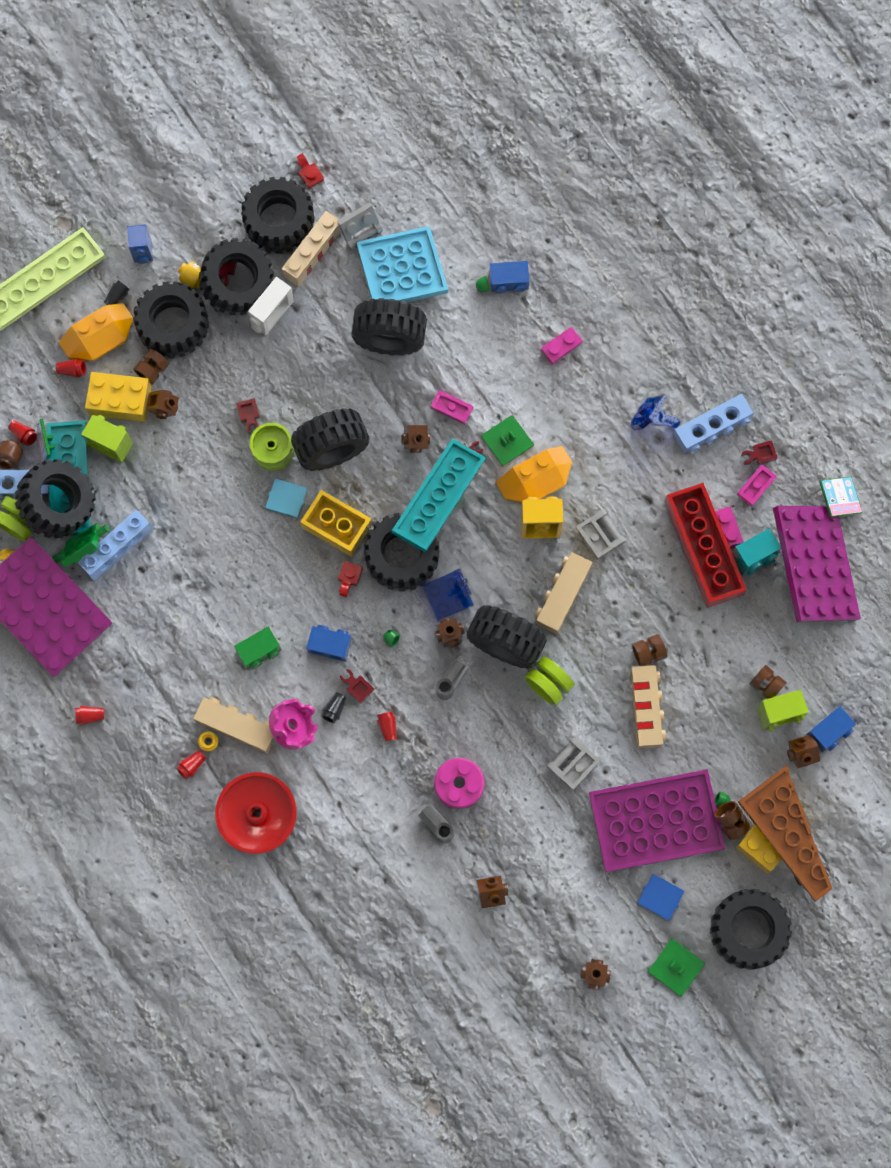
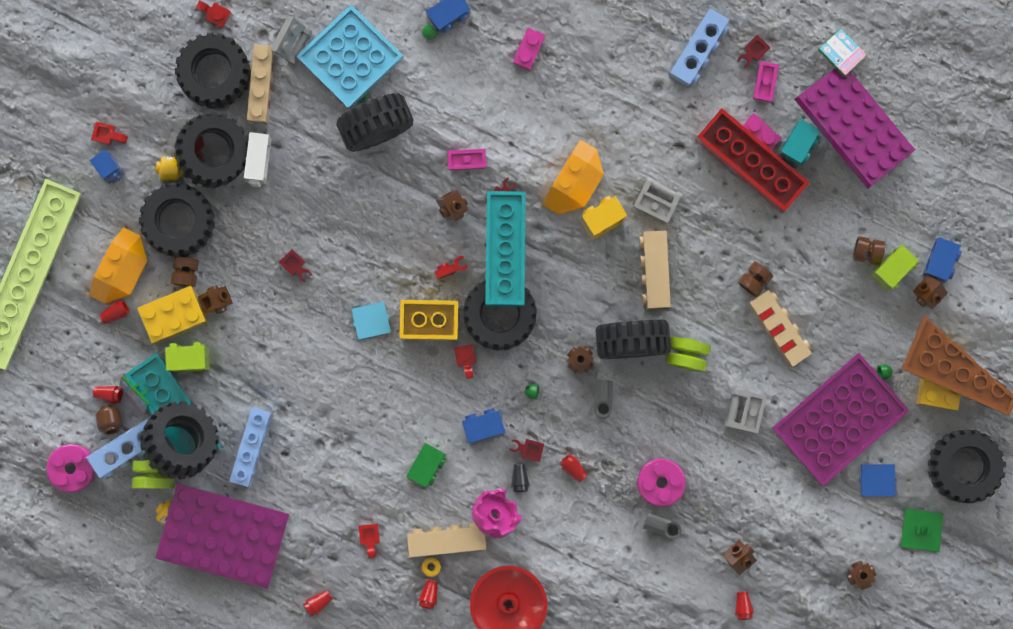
camera: 35 degrees left, 10 degrees up
(81, 545) = (223, 465): green plate -> none
(117, 293) = (113, 222): black cone -> none
(157, 219) = (106, 133): none -> red plate
(169, 682) = (369, 536): none -> red plate
(262, 447) = (323, 279): lime wheel -> none
(330, 439) = (383, 252): black tyre -> none
(376, 490) = (445, 270): none -> red plate
(448, 594) = (559, 326): clear blue plate -> none
(468, 943) = (743, 606): none -> red cone
(507, 440) = (530, 161): green piece -> none
(652, 413) = (642, 68): clear blue piece -> none
(732, 820) = (903, 384): reddish brown wheel -> none

